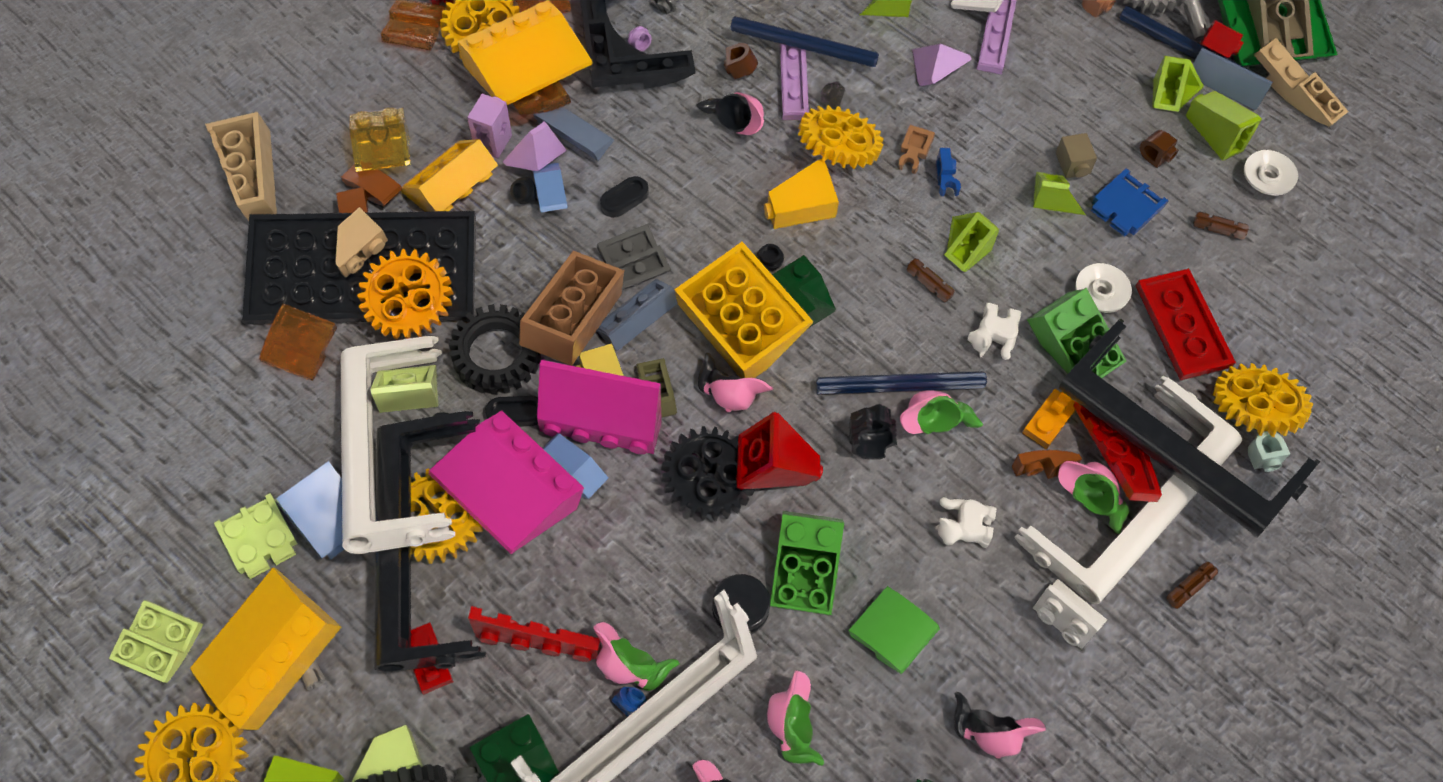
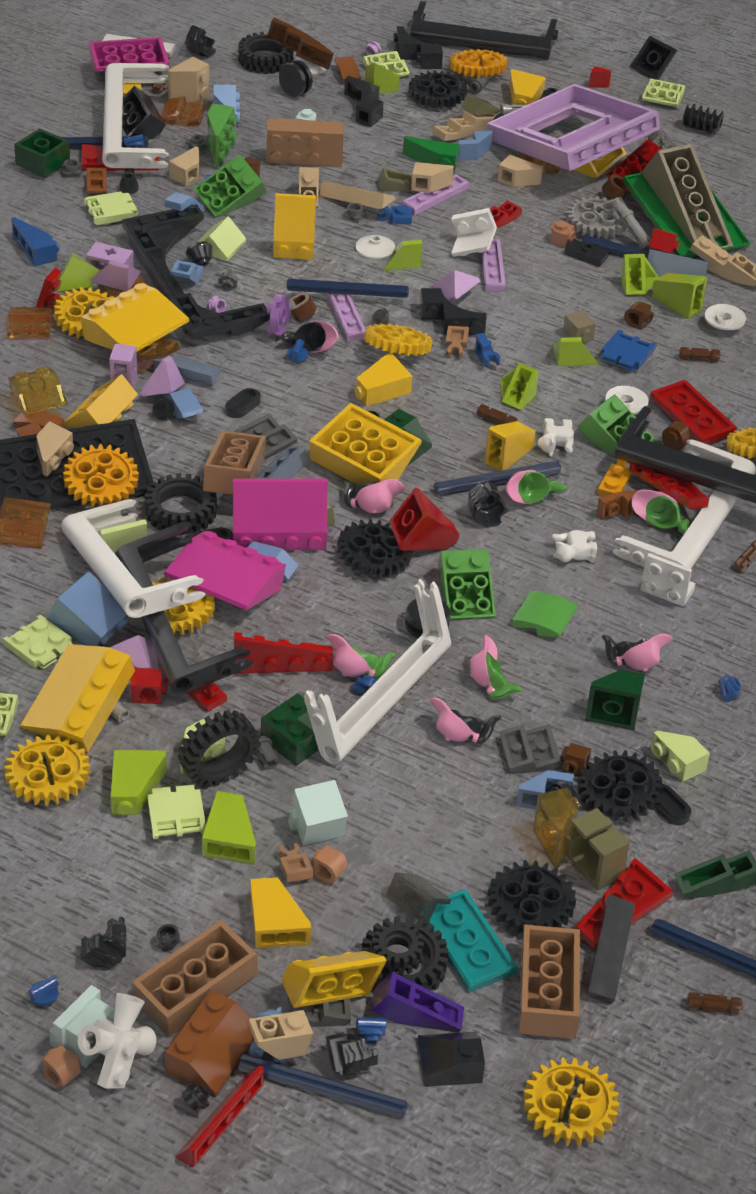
camera: 15 degrees left, 20 degrees down
(354, 643) = (148, 686): none -> red brick
(355, 592) = (140, 650): none -> lavender slope
(703, 71) = (279, 314): none -> medium lavender plate
(713, 130) = (297, 353): none -> blue plate
(905, 89) = (437, 307): none -> black arch
(929, 334) = (508, 444): none -> yellow slope
(1122, 31) = (587, 252): none -> black plate
(1150, 363) = (676, 435): none -> reddish brown plate

